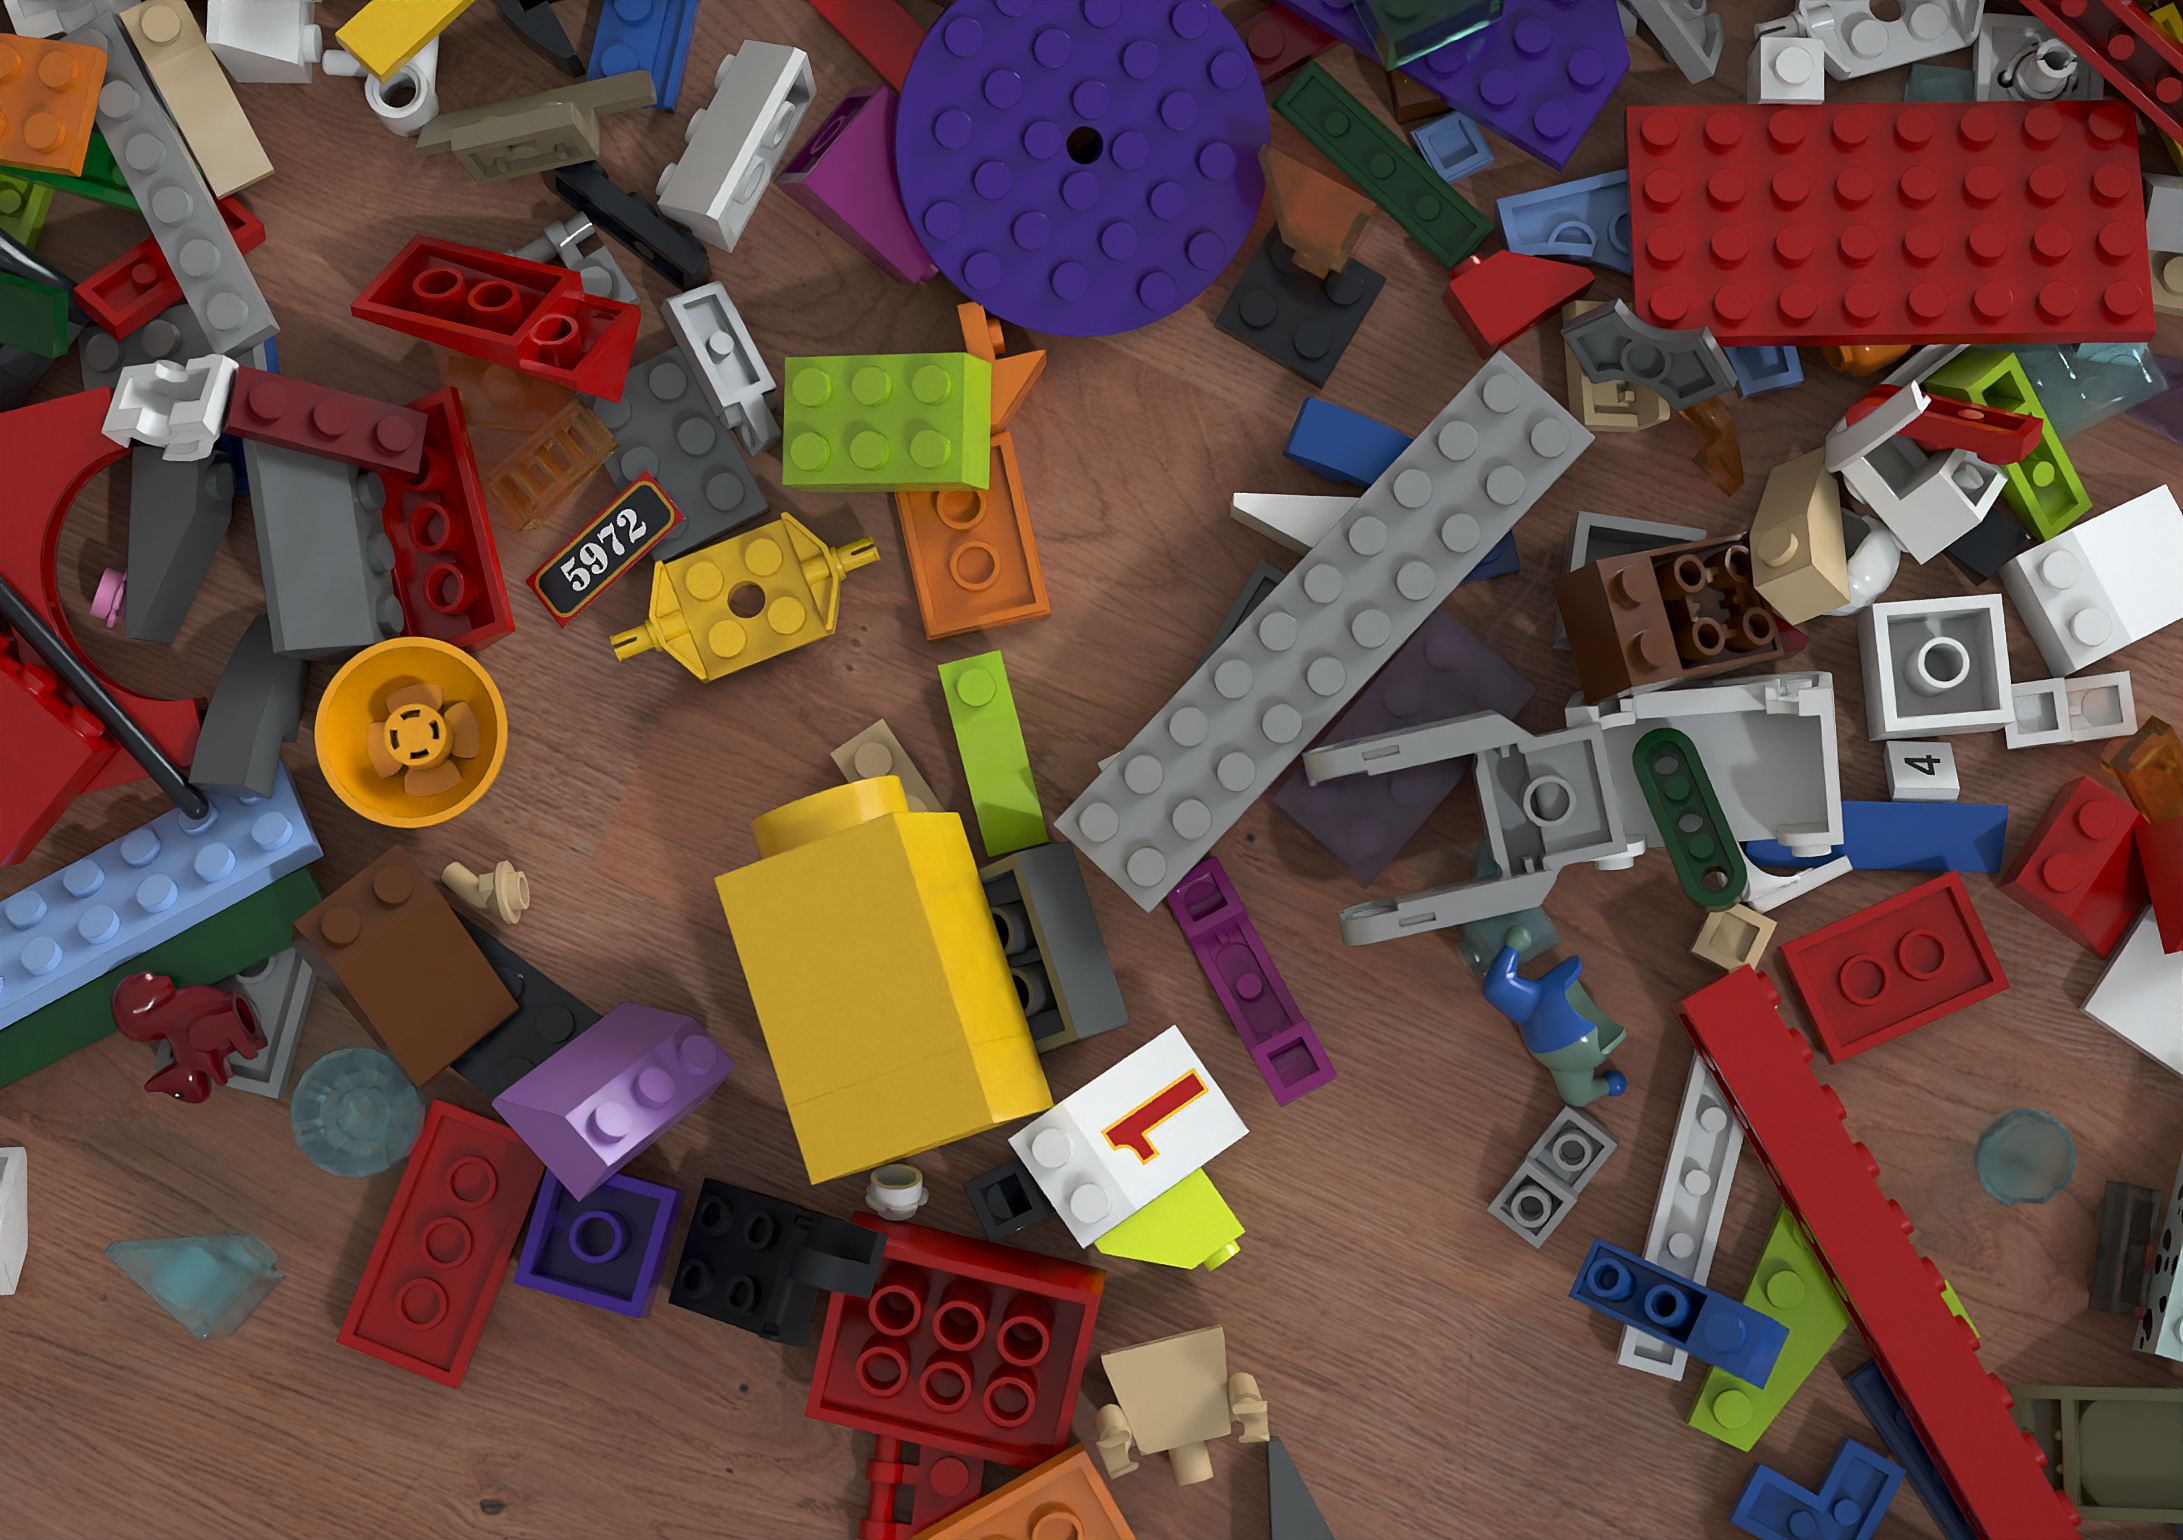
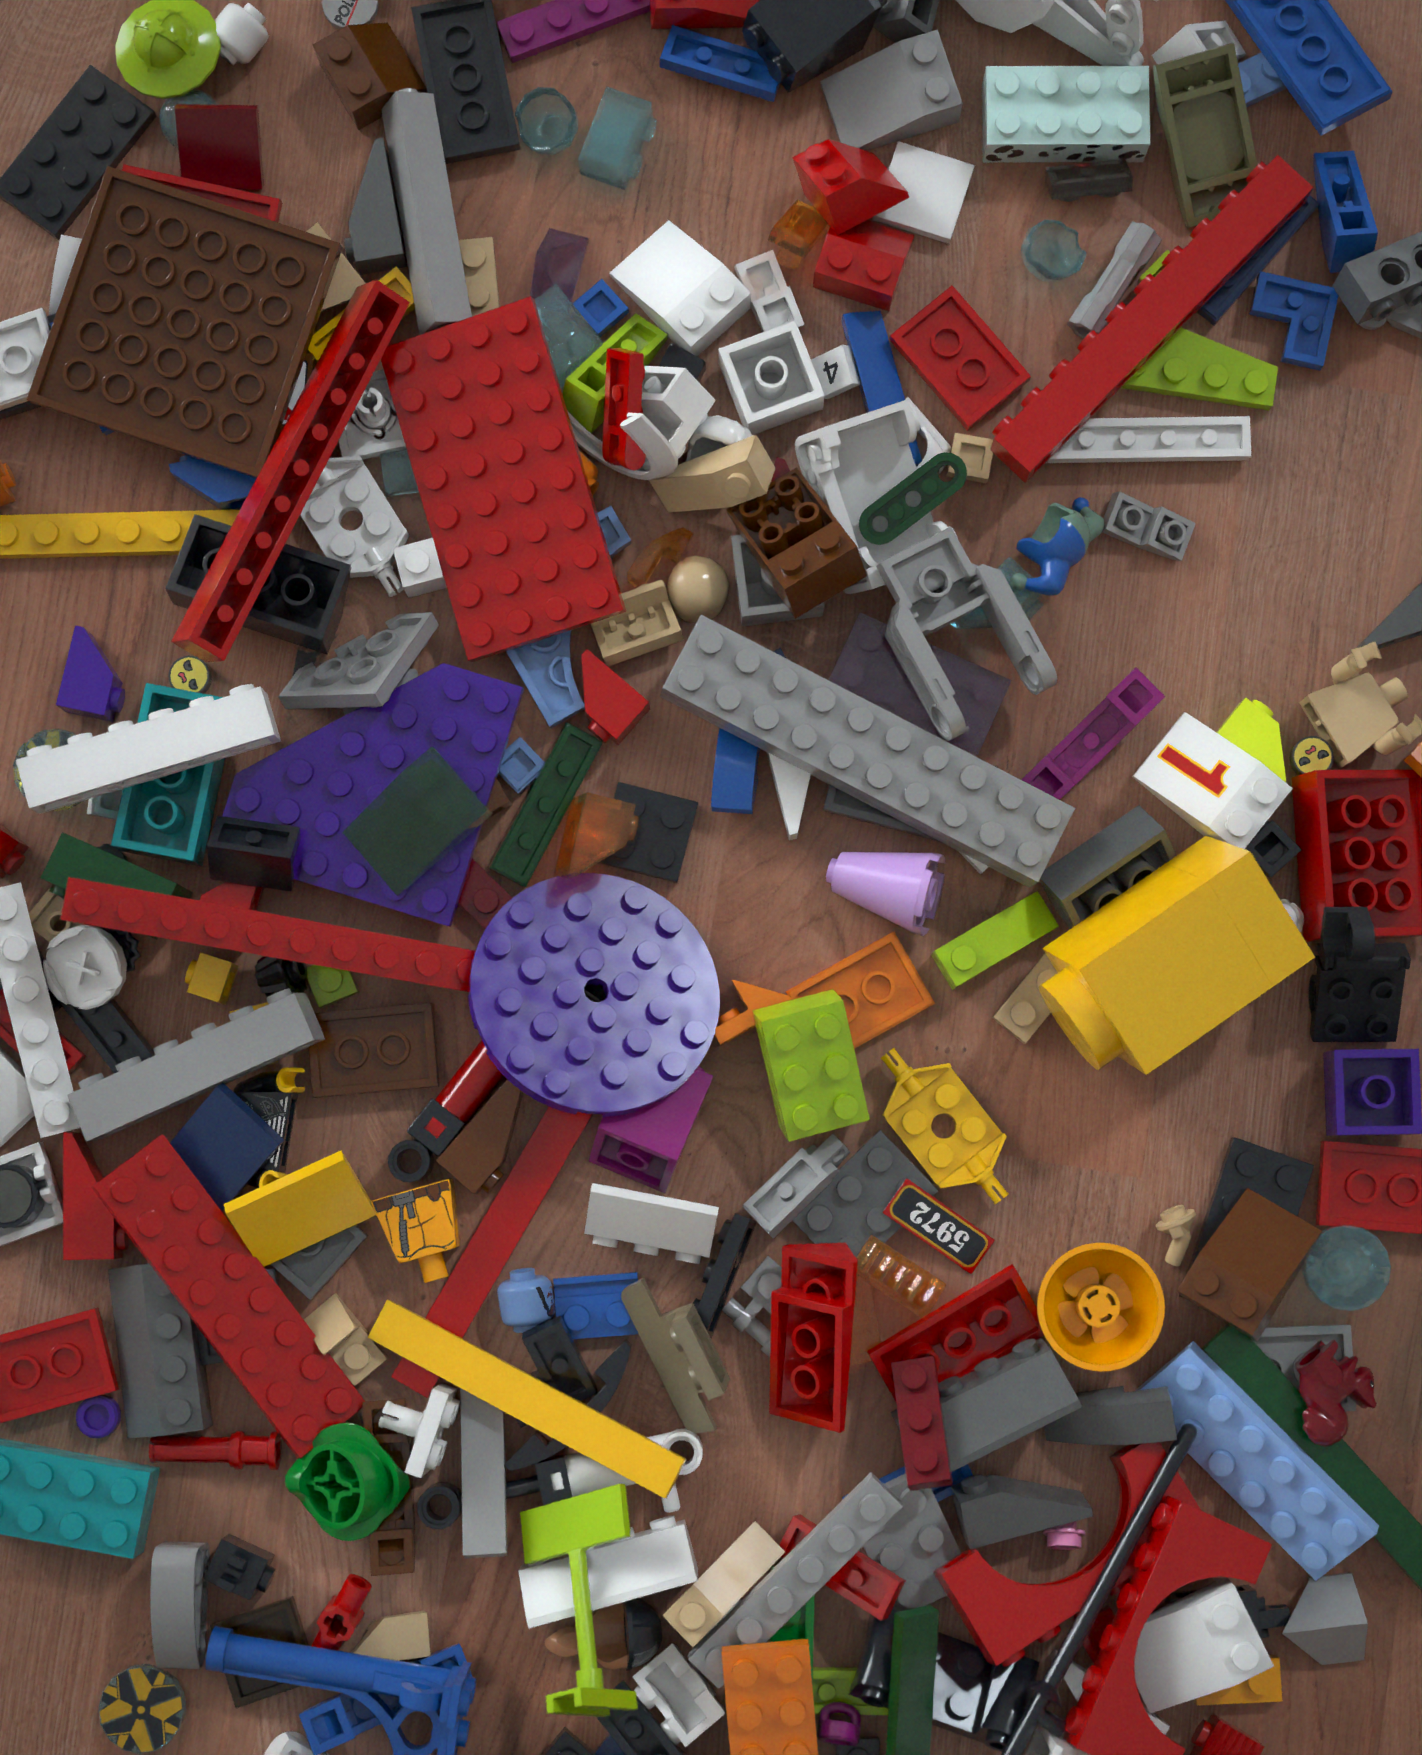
camera: 105 degrees left, 0 degrees up
(172, 405) = (941, 1526): white cylinder -> none
(613, 1092) = (1285, 1108): medium lavender slope -> none
(1115, 624) = (890, 884): none -> lavender cone
(1129, 1313) = (1310, 755): none -> light yellow tile
(1644, 475) = (697, 588): none -> tan hair
(1676, 364) = (632, 581): dark grey tile -> none
(1680, 1313) = (1213, 425): blue slope -> none
(1982, 1276) = (1129, 258): none -> light grey axle
(2113, 451) = (601, 307): none -> blue plate

